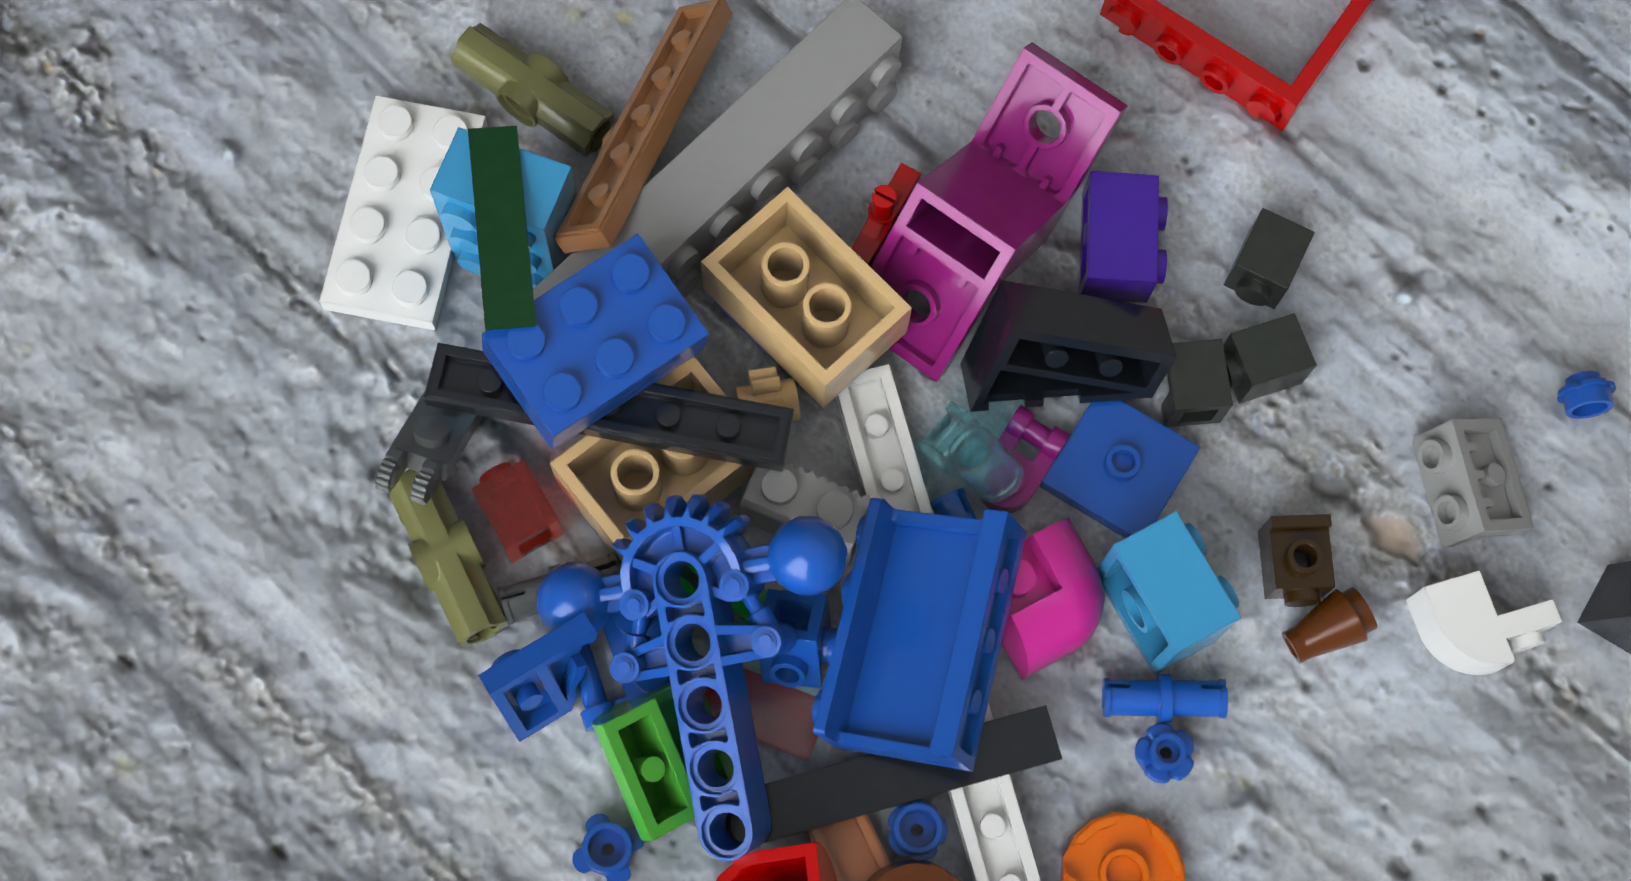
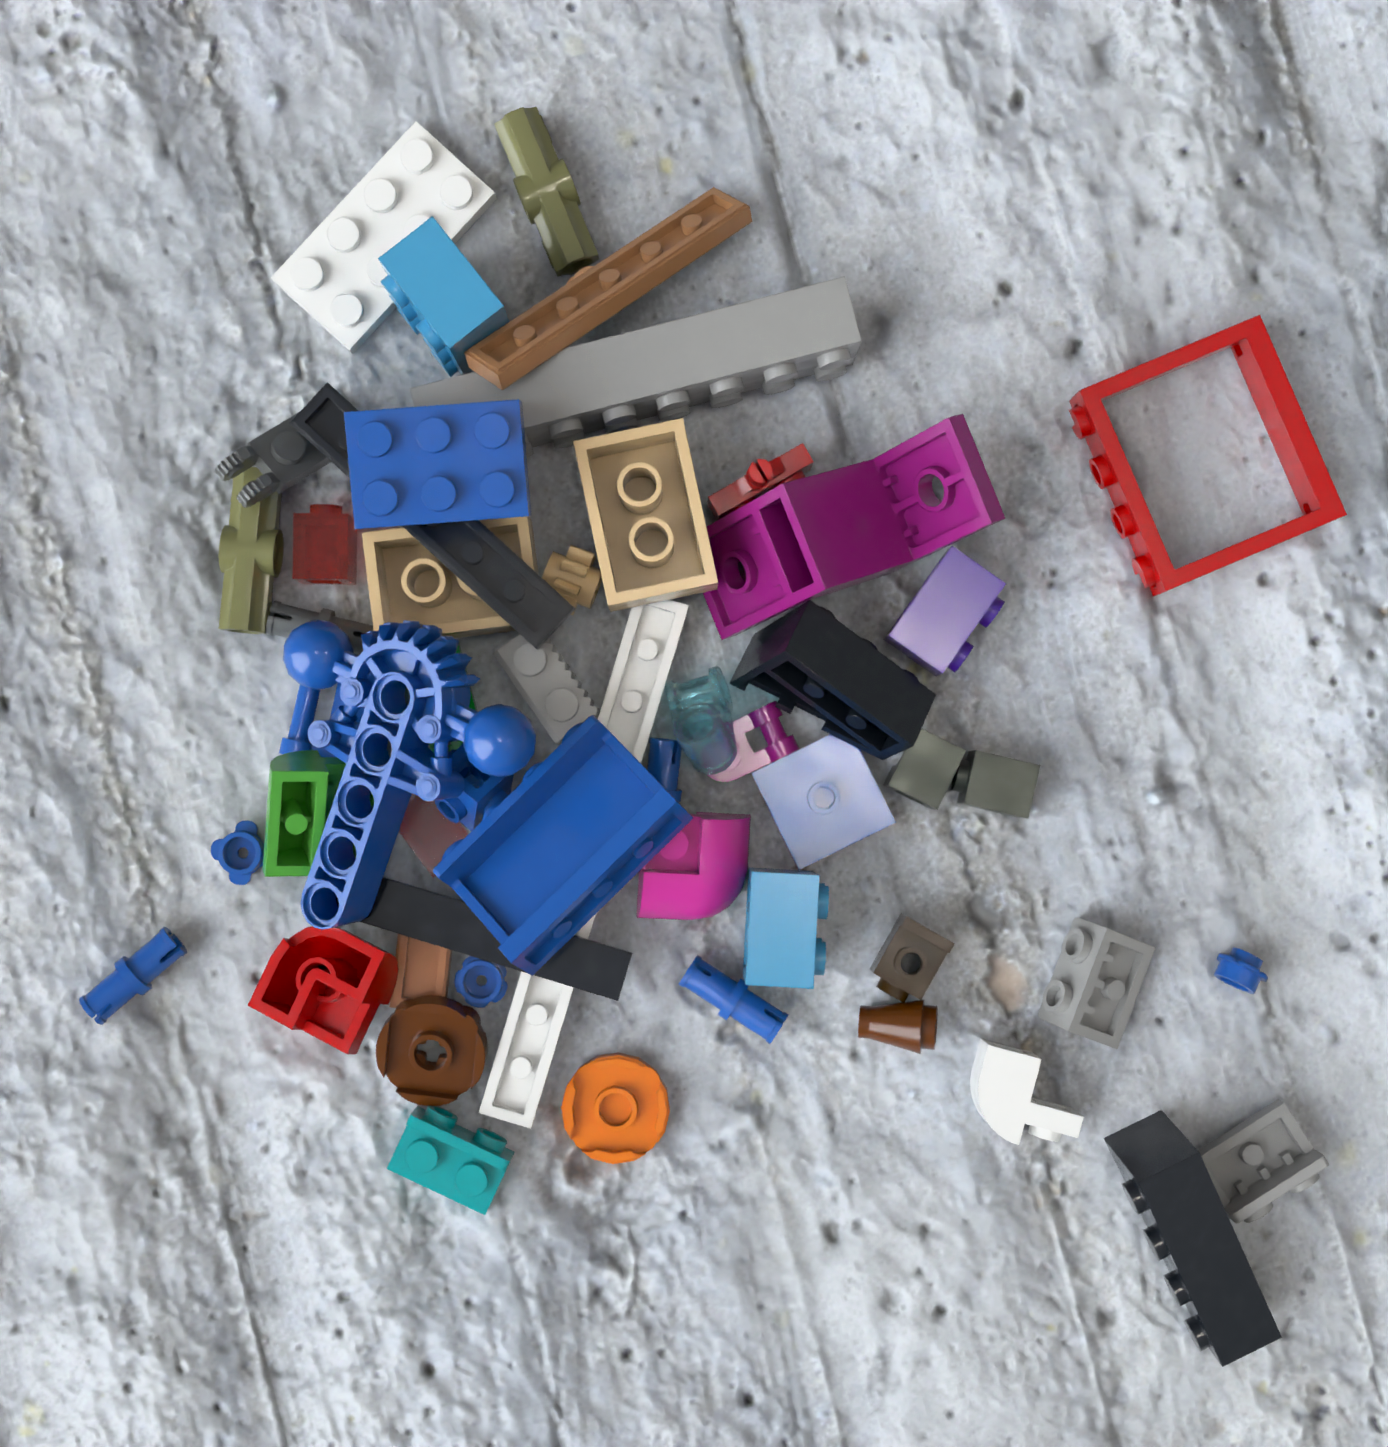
camera: 35 degrees right, 15 degrees up
(501, 228) = (412, 328): dark green sticker -> none
(541, 679) = (255, 700): blue wing -> none
(1153, 764) = (712, 1026): blue plate -> none
(1268, 259) = (1056, 704): pearl dark grey brick -> none

